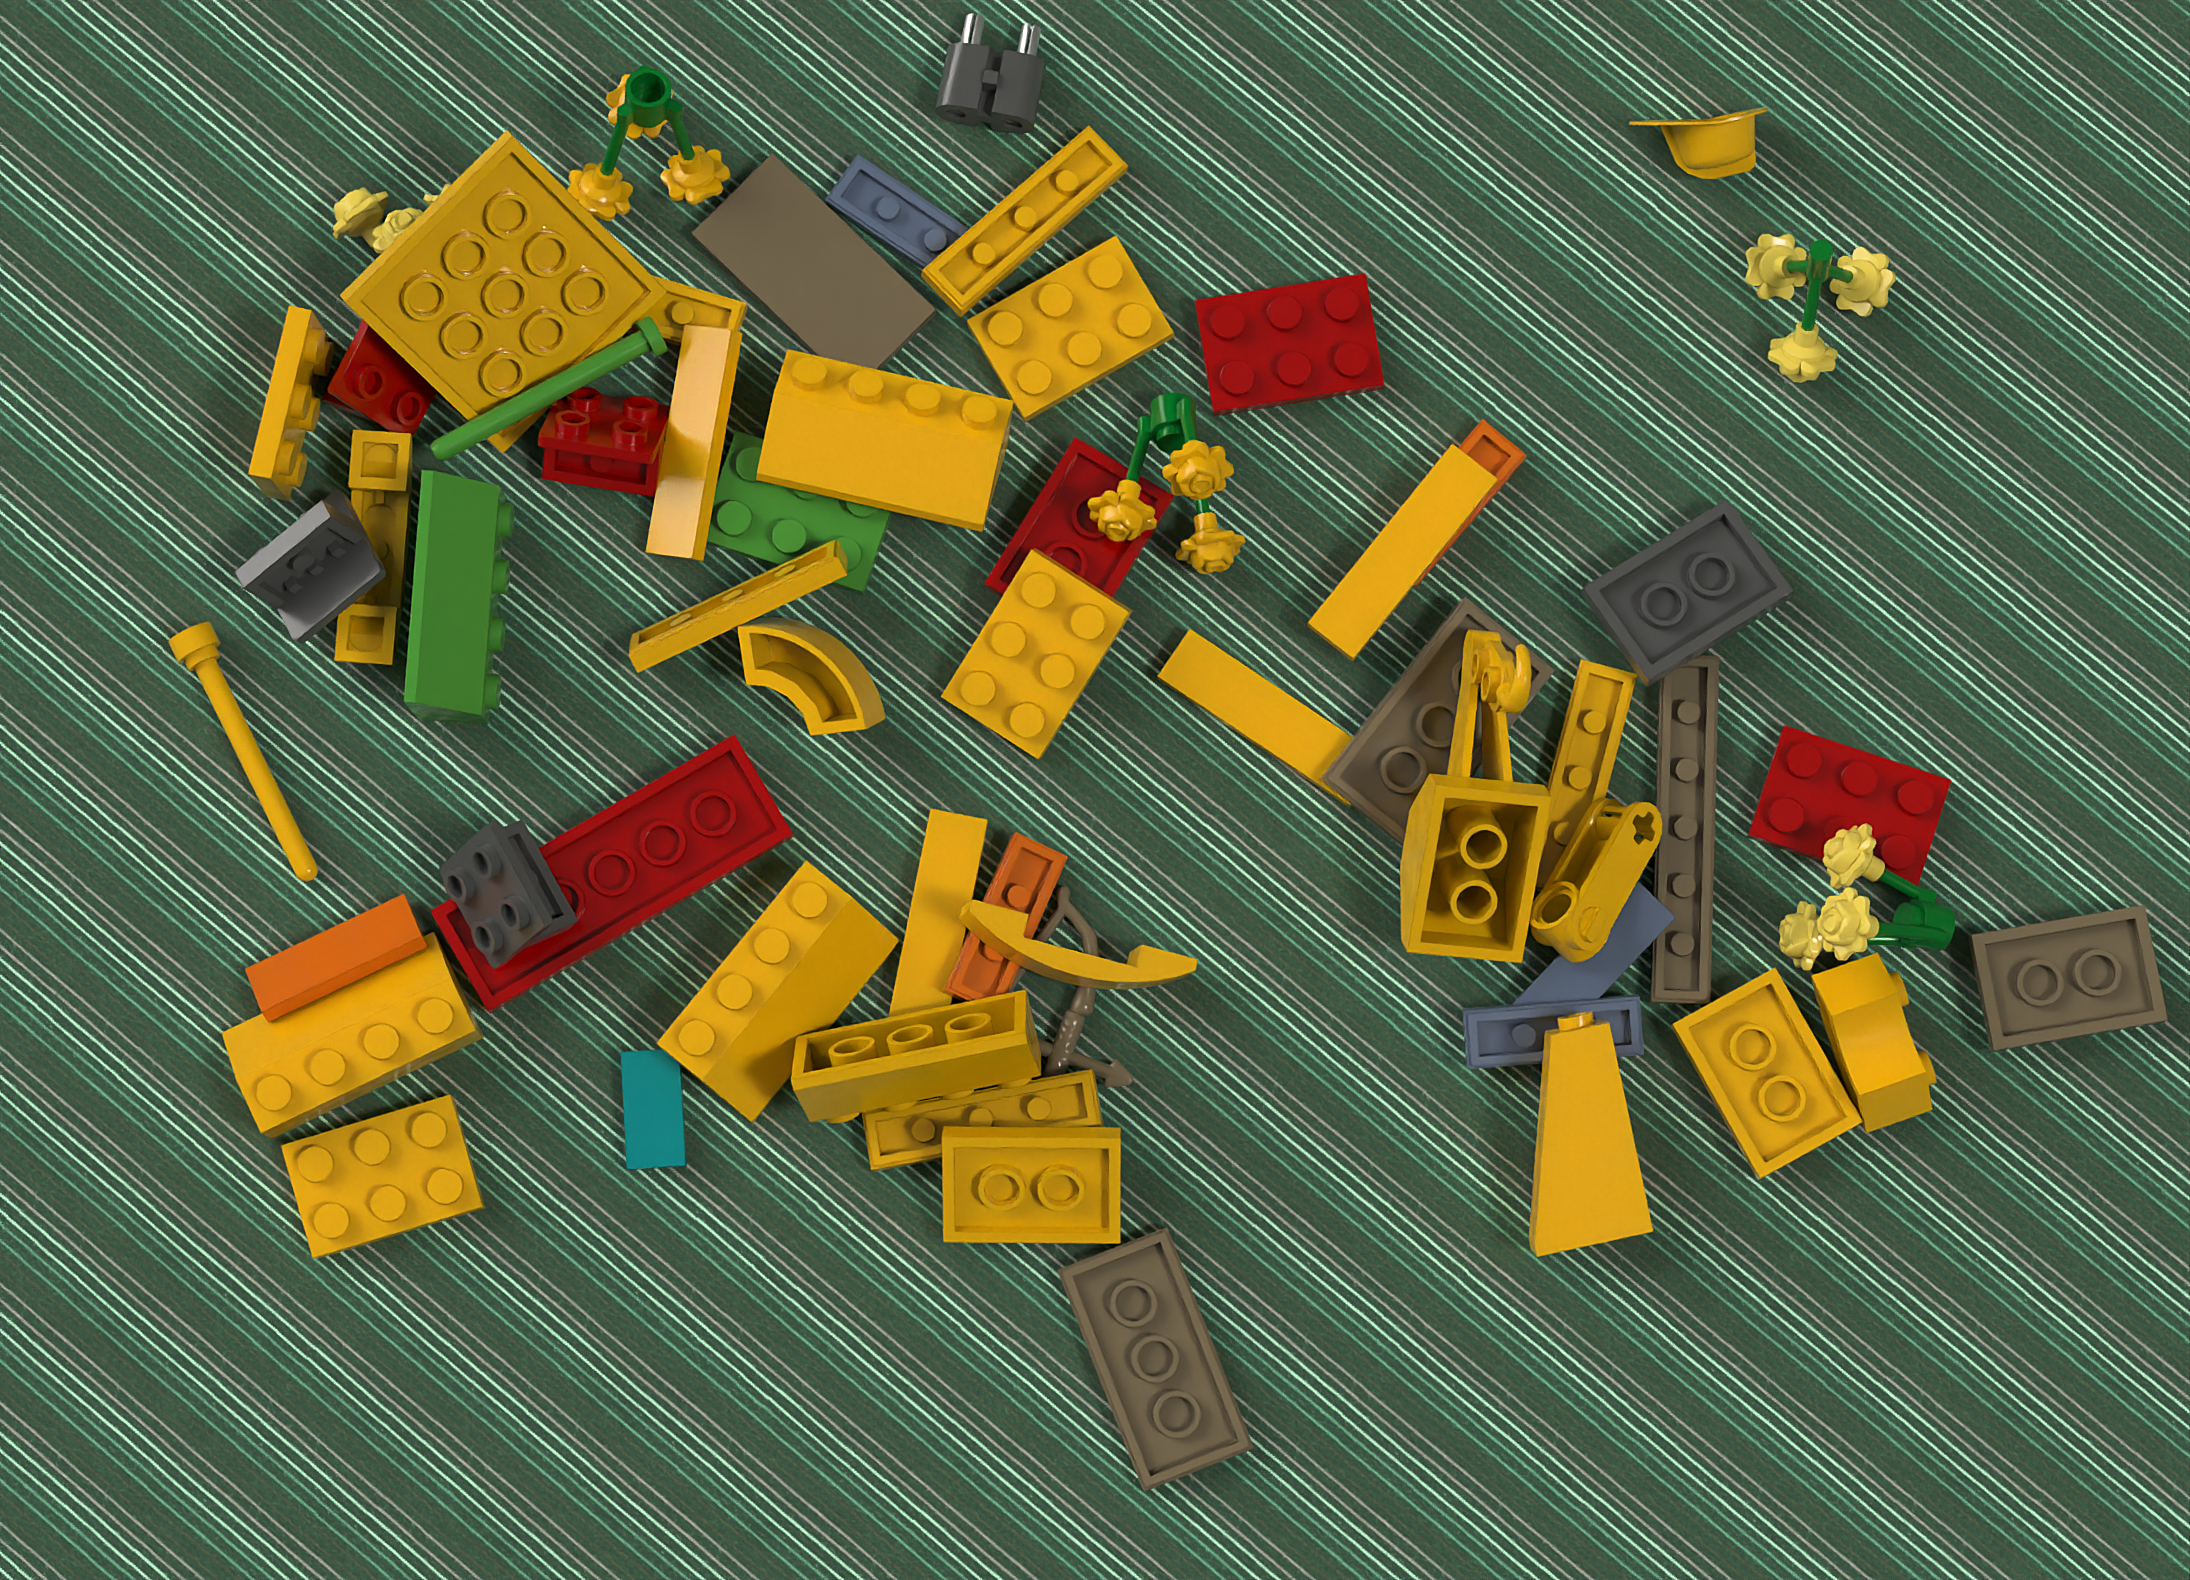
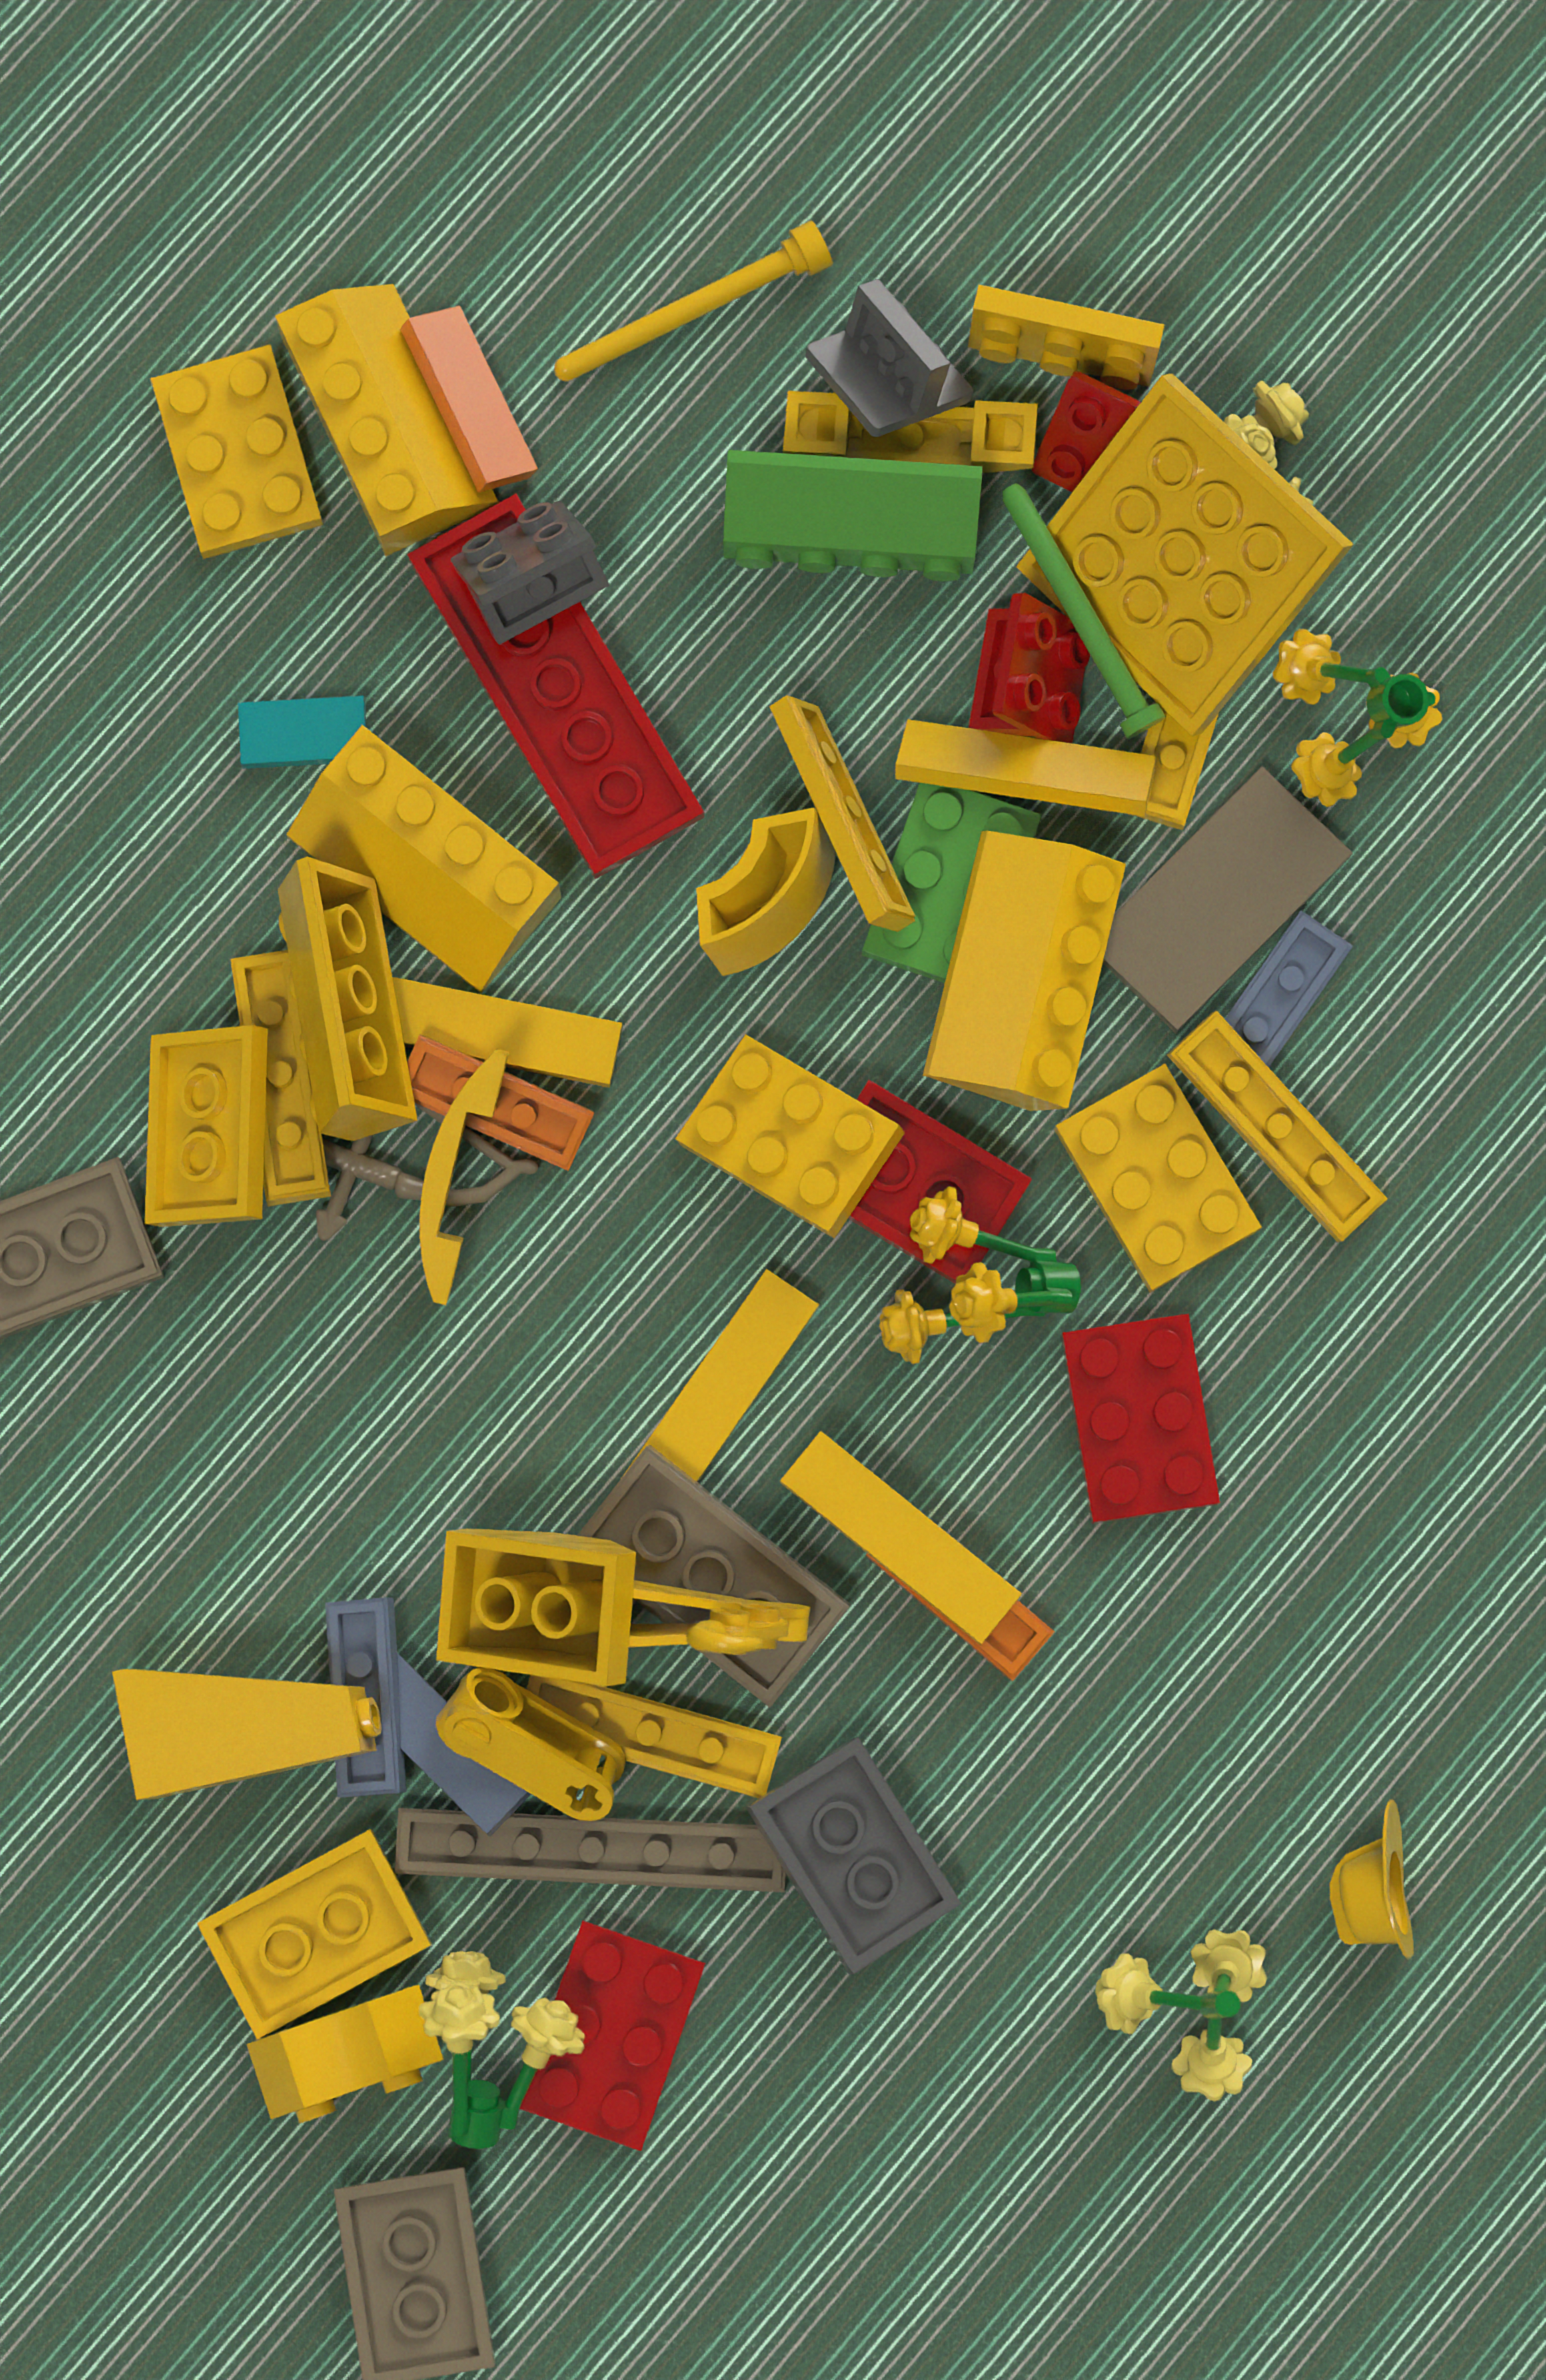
camera: 85 degrees right, 0 degrees up
(991, 85) = (1431, 1090): dark grey piece -> none

